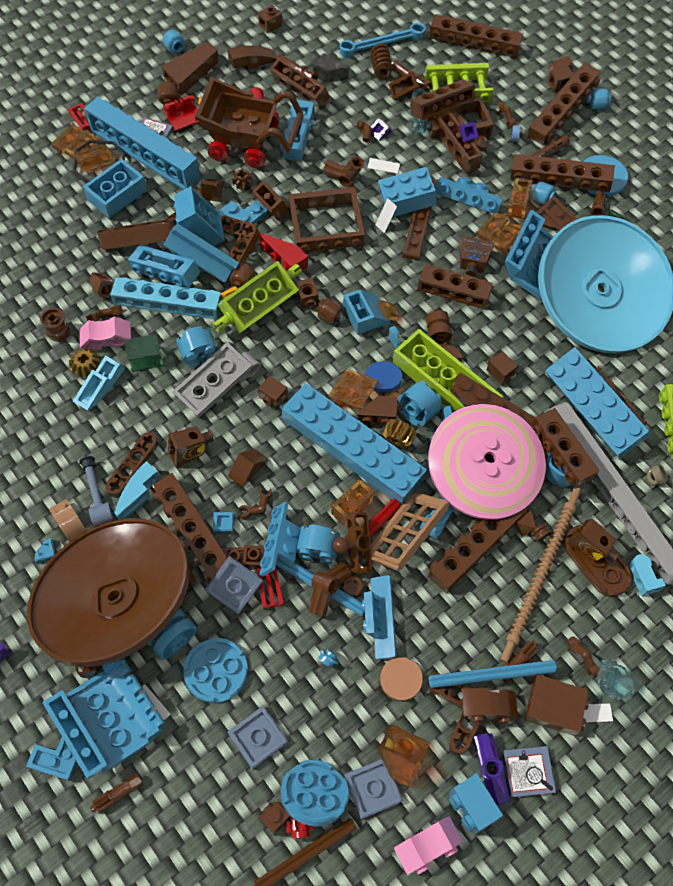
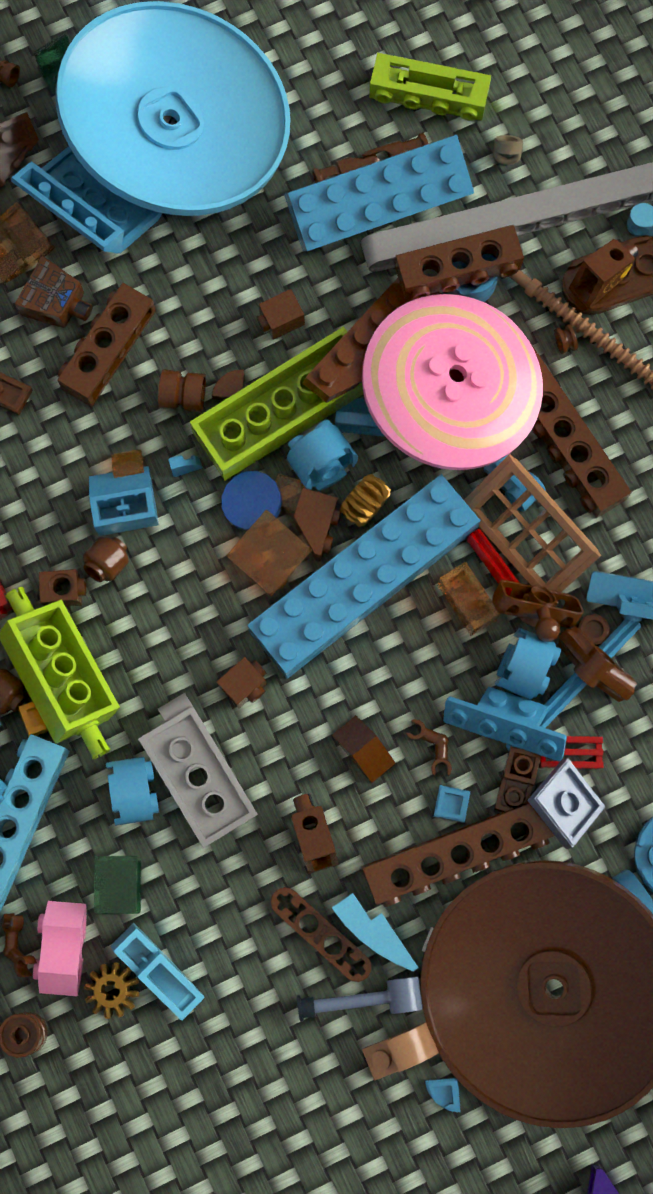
camera: 75 degrees left, 15 degrees up
(526, 523) = (550, 354): reddish brown slope -> none

